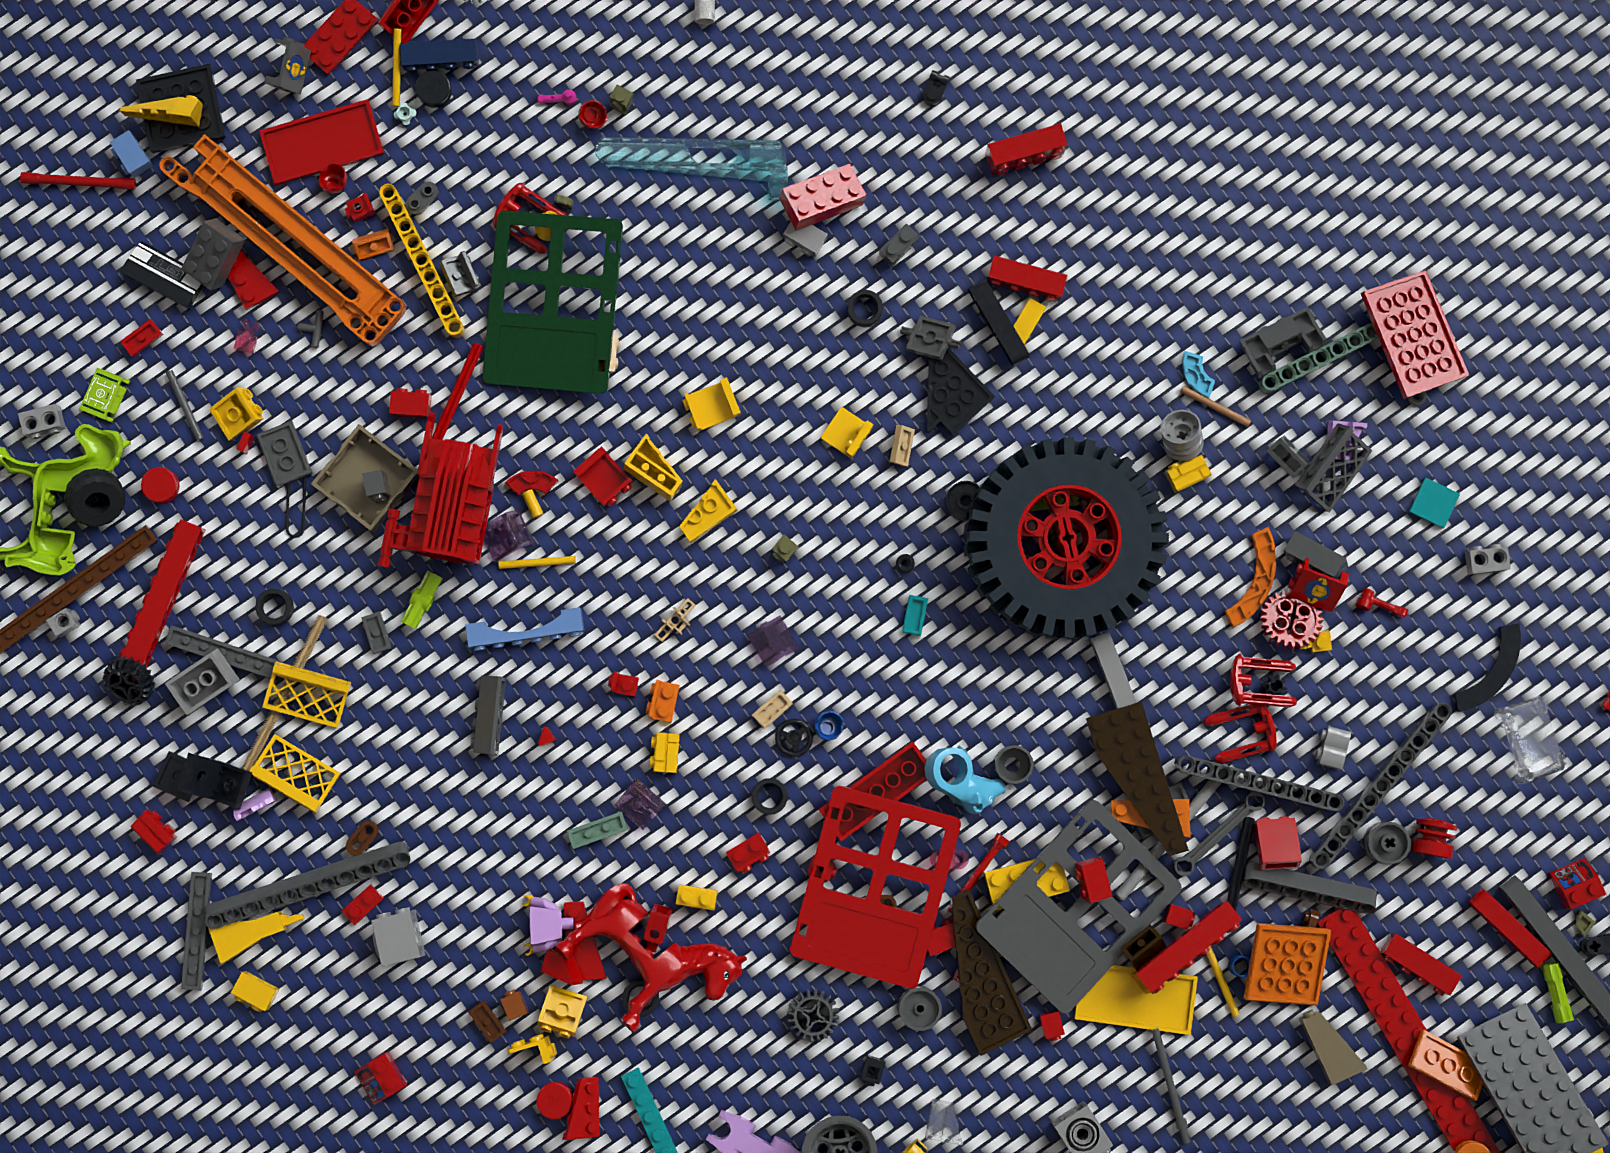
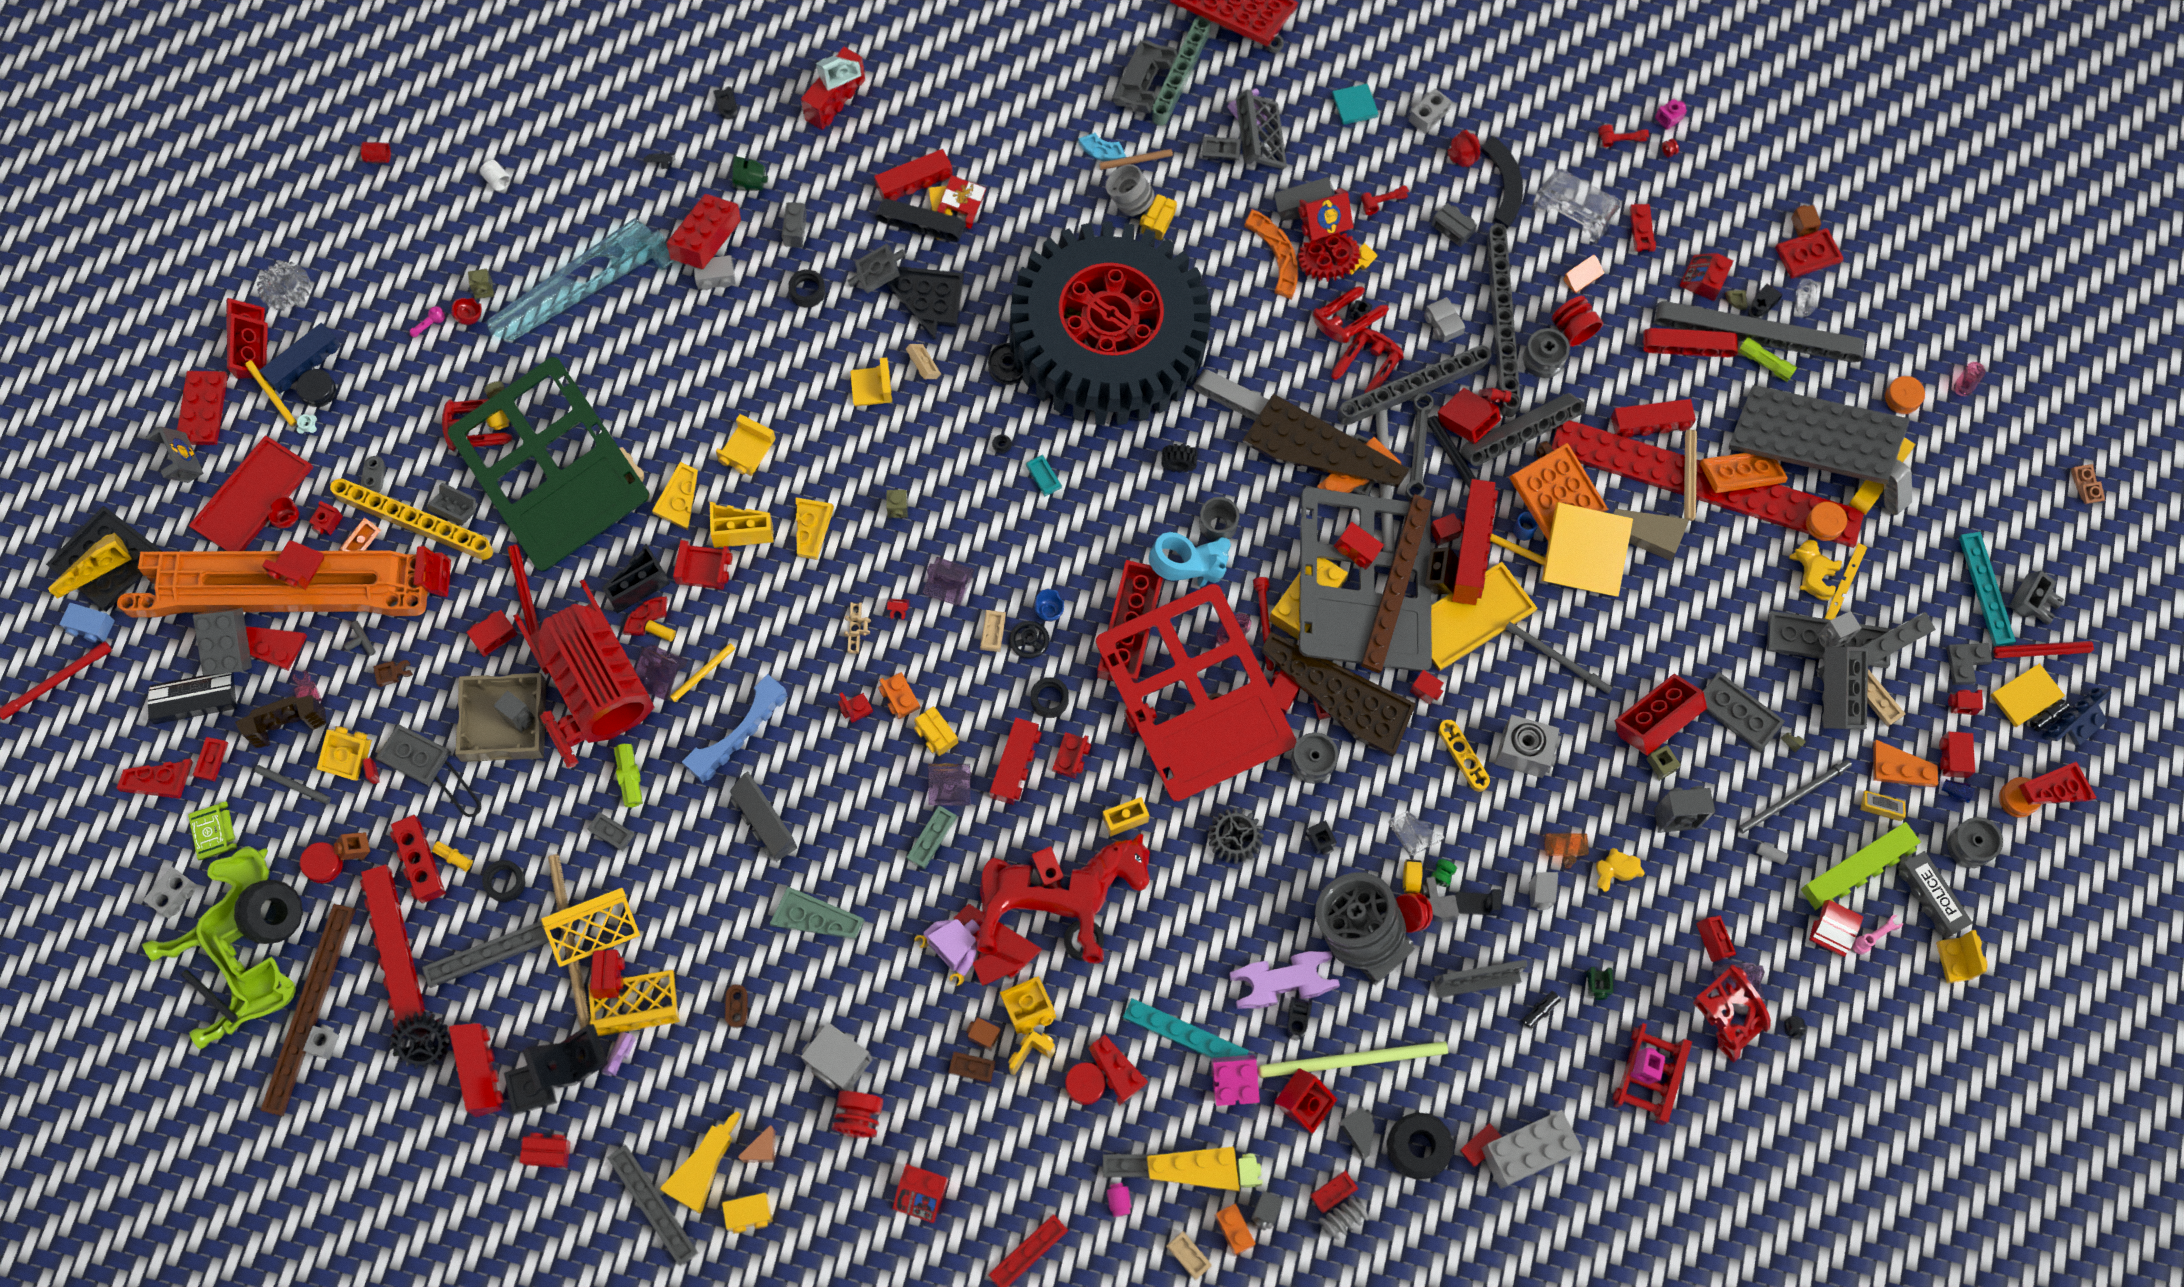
camera: 40 degrees left, 15 degrees down
(13, 524) = (210, 996): none -> black bar
(94, 323) = (160, 780): none -> red wing
(151, 733) = (476, 1069): none -> red slope
(187, 344) = (278, 713): none -> dark brown plate
(194, 495) = (356, 842): none -> dark orange brick
(202, 681) = (487, 987): light grey brick -> none
(220, 913) = (711, 1087): dark grey beam -> none
(225, 568) = (433, 885): none -> red brick
(253, 556) = (452, 856): none -> yellow axle
(290, 739) = (606, 974): none -> red brick
(298, 956) = (761, 1149): none -> nougat slope
(304, 241) = (295, 565): none -> red bracket
(314, 374) = (388, 672): none -> reddish brown plate
(362, 904) = (782, 1062): red plate -> none
(376, 992) = (857, 1114): none -> red wheel
(405, 322) = (436, 571): none -> red slope
(465, 813) = (812, 915): none -> sand green wing
(544, 451) = (636, 581): none -> black wedge
(546, 737) = (827, 798): red slope -> none
(629, 405) = (678, 496): none -> yellow wing
(696, 897) = (1059, 821): yellow brick -> none
(703, 823) = (1015, 761): none -> red brick
(719, 630) = (900, 605): none -> red tile
(745, 935) = (1125, 816): none -> yellow brick
(843, 99) = (664, 158): none -> black piece
(898, 171) = (748, 174): none -> dark green helmet
(1025, 691) = (1179, 458): none -> black tyre
(1033, 1097) = (1460, 757): none -> yellow beam
(1034, 145) = (837, 71): none -> light aqua slope
(1049, 328) = (963, 198): none -> flag
(1099, 929) = (1396, 584): none -> reddish brown plate
(1266, 1026) = (1587, 549): none -> yellow tile
(1310, 846) = (1494, 395): none -> red plate
(1396, 1041) = (1690, 475): none -> tan axle
(1416, 674) = (1454, 224): none -> dark grey brick
(1480, 801) = (1583, 274): none -> slope
(1484, 617) = (1464, 149): none -> red helmet
(1565, 801) = (1642, 227): none -> red plate

